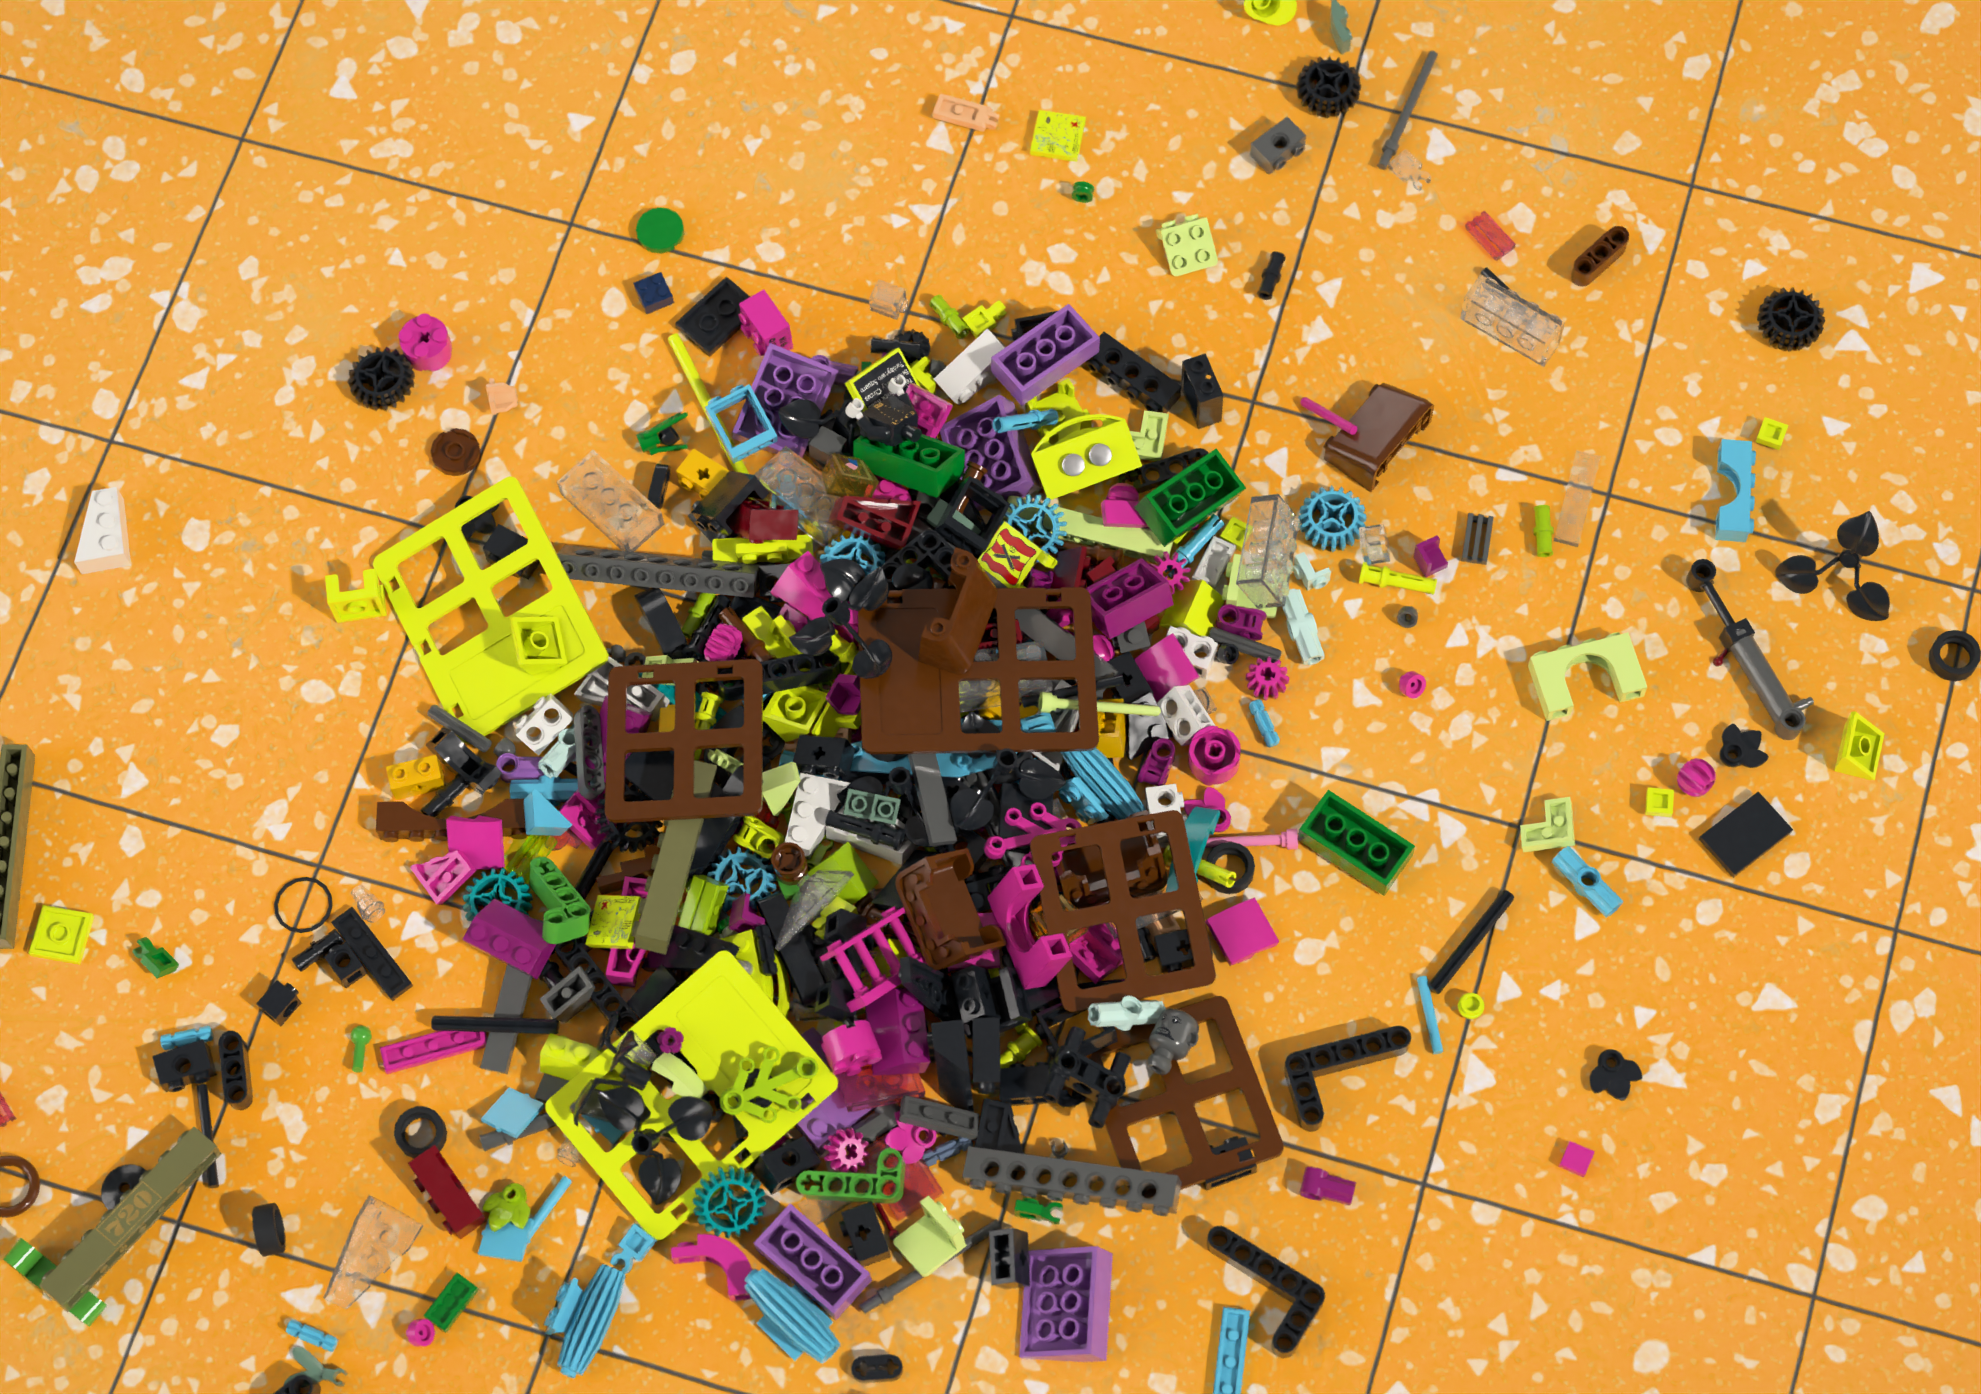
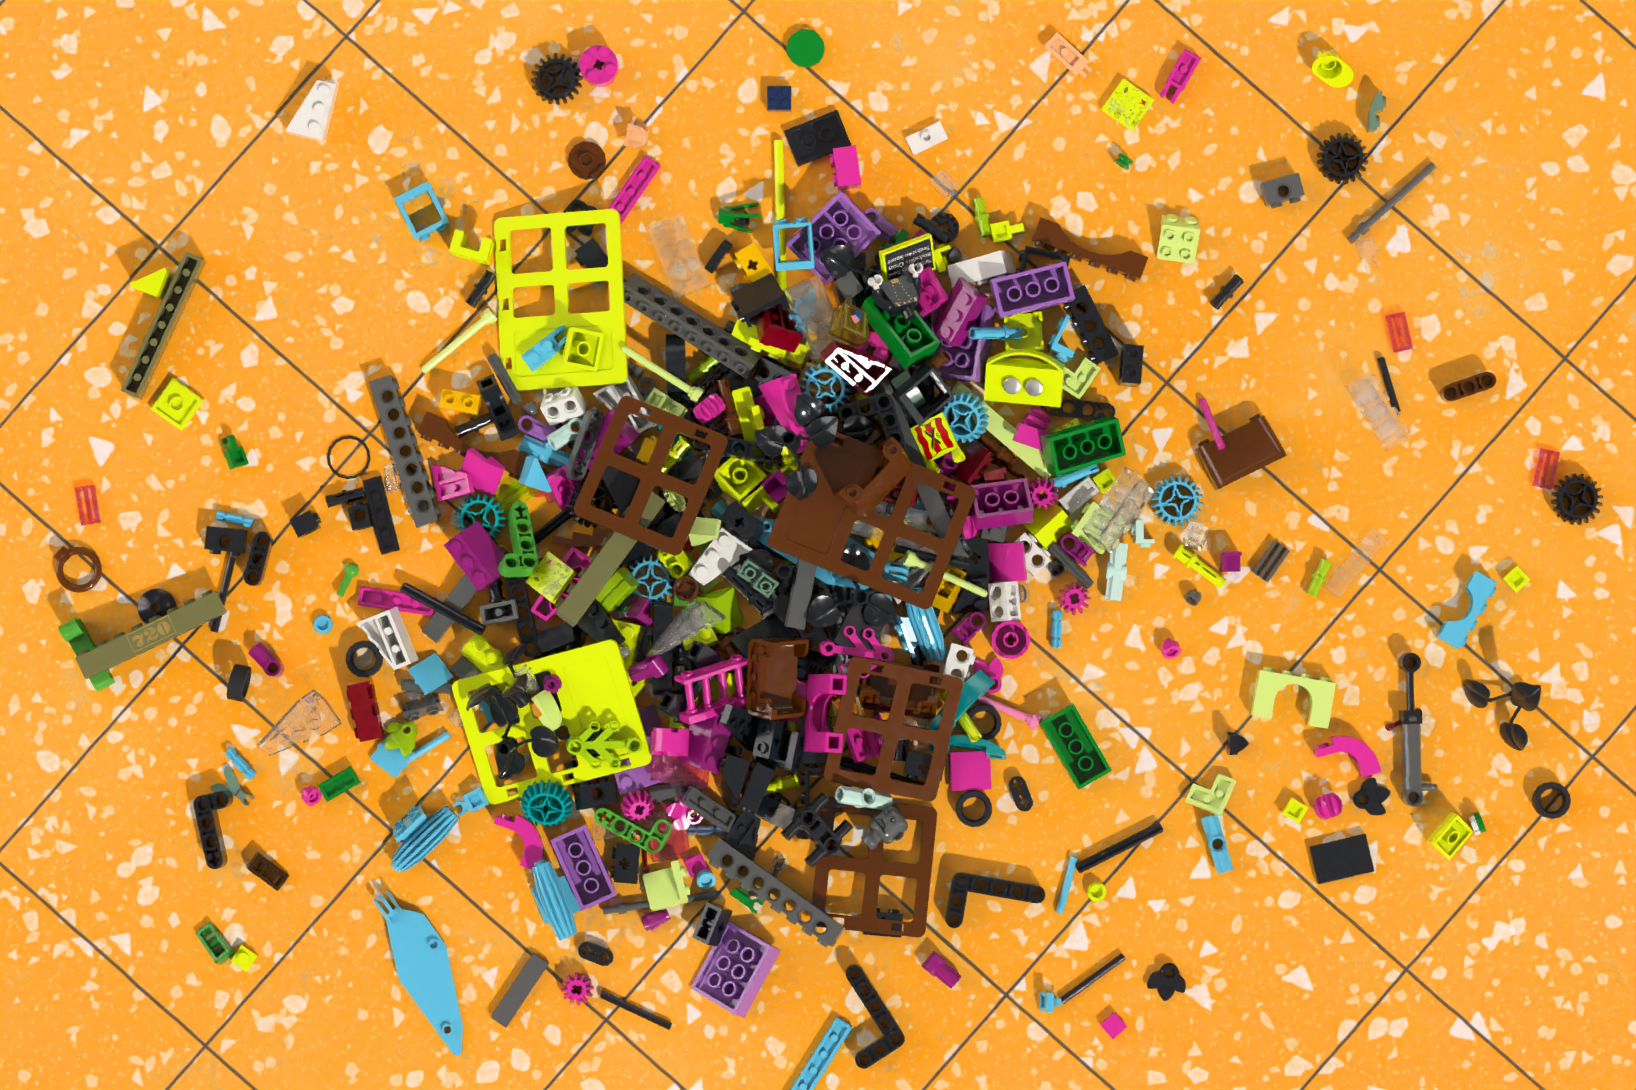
camera: 20 degrees right, 20 degrees up
(262, 572) = (414, 194): none -> medium azure window
(293, 1189) = (265, 659): none -> magenta piece
(351, 1116) = (323, 624): none -> medium azure tile
(387, 642) = (480, 289): none -> black pin
(408, 671) = (487, 318): none -> yellowish green piece
(424, 931) = (379, 388): none -> dark grey brick
(442, 1087) = (390, 637): none -> white wedge
(494, 669) = (545, 349): none -> medium azure hinge
(511, 1168) = (413, 710): none -> dark grey hinge
(526, 453) = (635, 187): none -> dark pink tile
(695, 635) = (693, 392): none -> yellowish green piece
(787, 965) = (650, 667): none -> magenta piece
(844, 263) = (926, 138): none -> white plate
(933, 1289) = (655, 919): none -> magenta cone
(955, 1199) = (695, 864): none -> dark pink tile
(973, 415) = (959, 313): none -> magenta slope
(975, 1210) = (705, 879): none -> medium azure tile
(1102, 79) = (1181, 73): none -> dark pink hinge
(1108, 405) = (1061, 352): none -> medium azure bracket
(1142, 293) = (1051, 235): none -> reddish brown arch
(1220, 897) = (992, 750): none -> teal slope
(1275, 955) = (959, 810): none -> black tyre
(1321, 927) = (1016, 796): none -> black beam
(1480, 1164) = (1048, 1001): none -> medium azure tile
(1520, 1113) = (1092, 978): none -> black bar
(1545, 757) = (1235, 743): none -> black tile
(1693, 699) = (1362, 754): none -> dark pink arch
(1742, 323) = (1538, 468): none -> clear pink tile
(1884, 719) = (1477, 823): none -> piece

